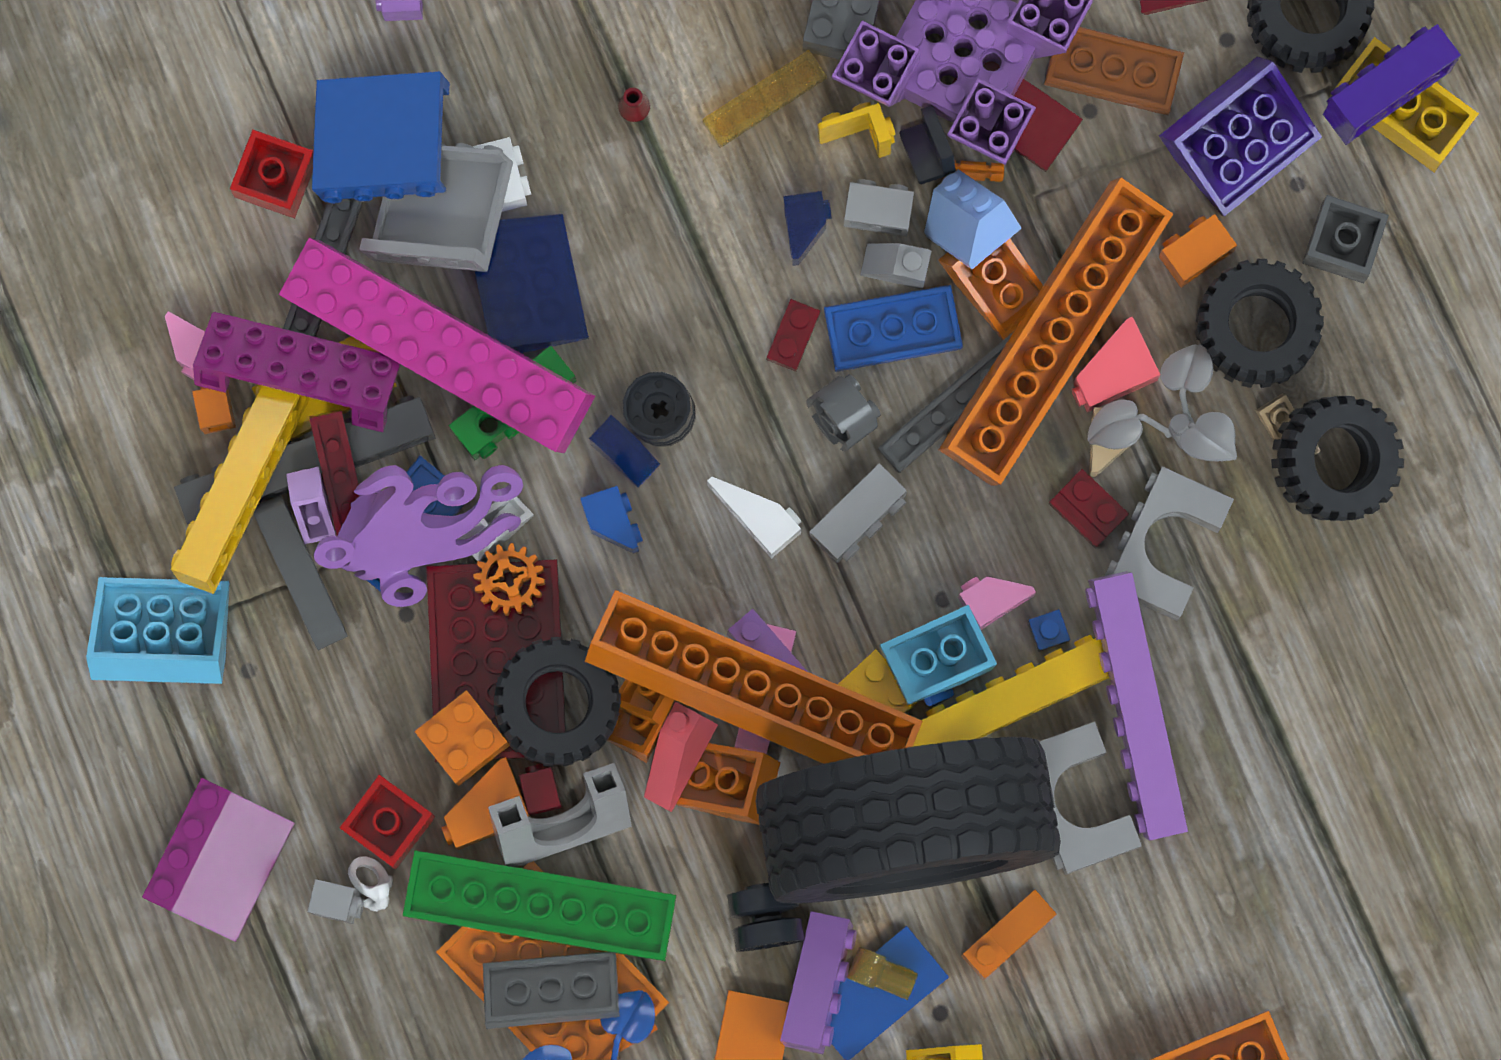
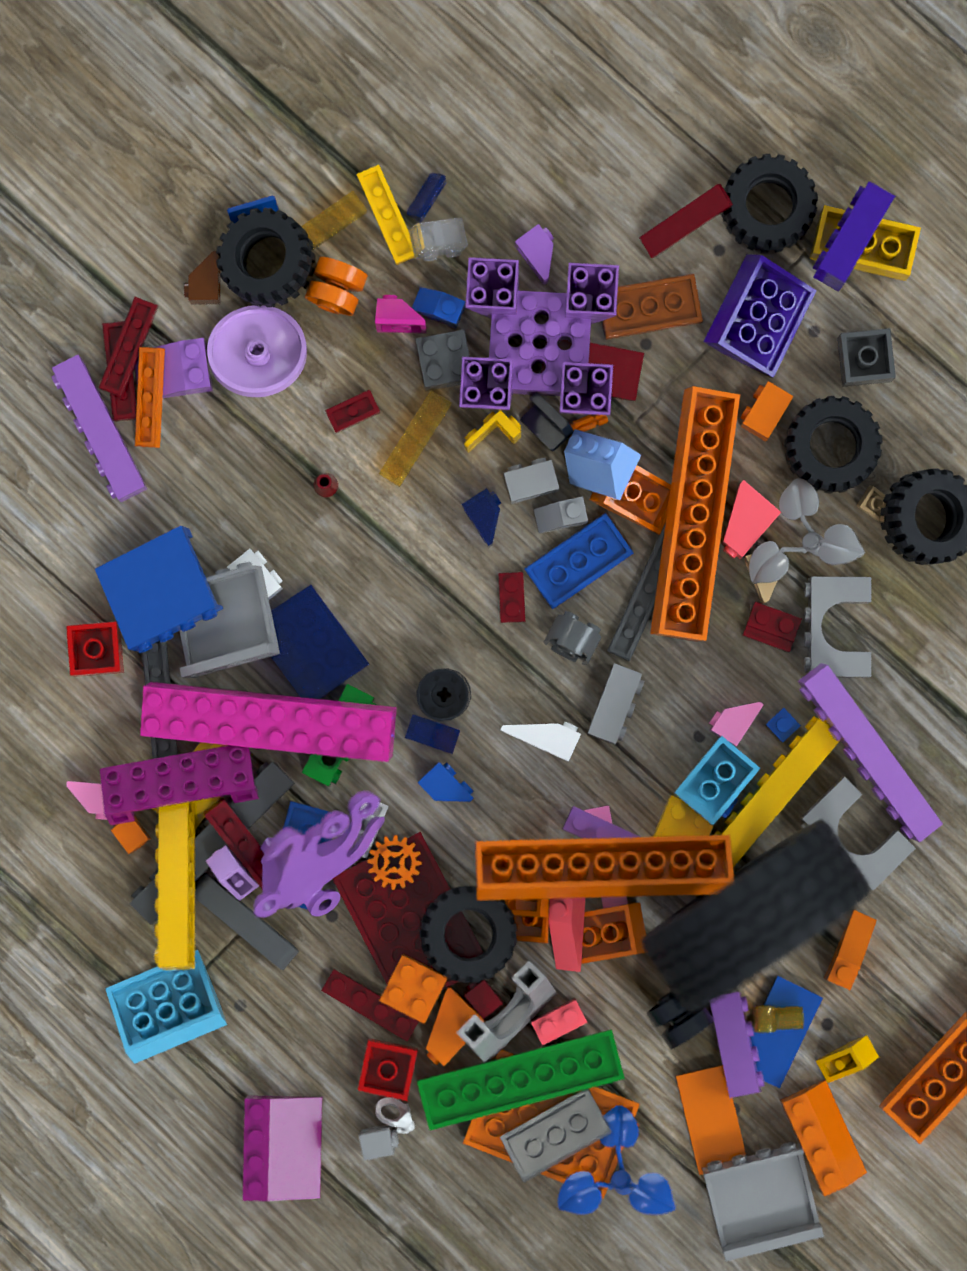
camera: 25 degrees left, 5 degrees up
(402, 740) = (368, 1004): none -> dark red plate
(617, 859) = (558, 1021): none -> coral brick
(705, 34) = (352, 411): none -> dark red plate

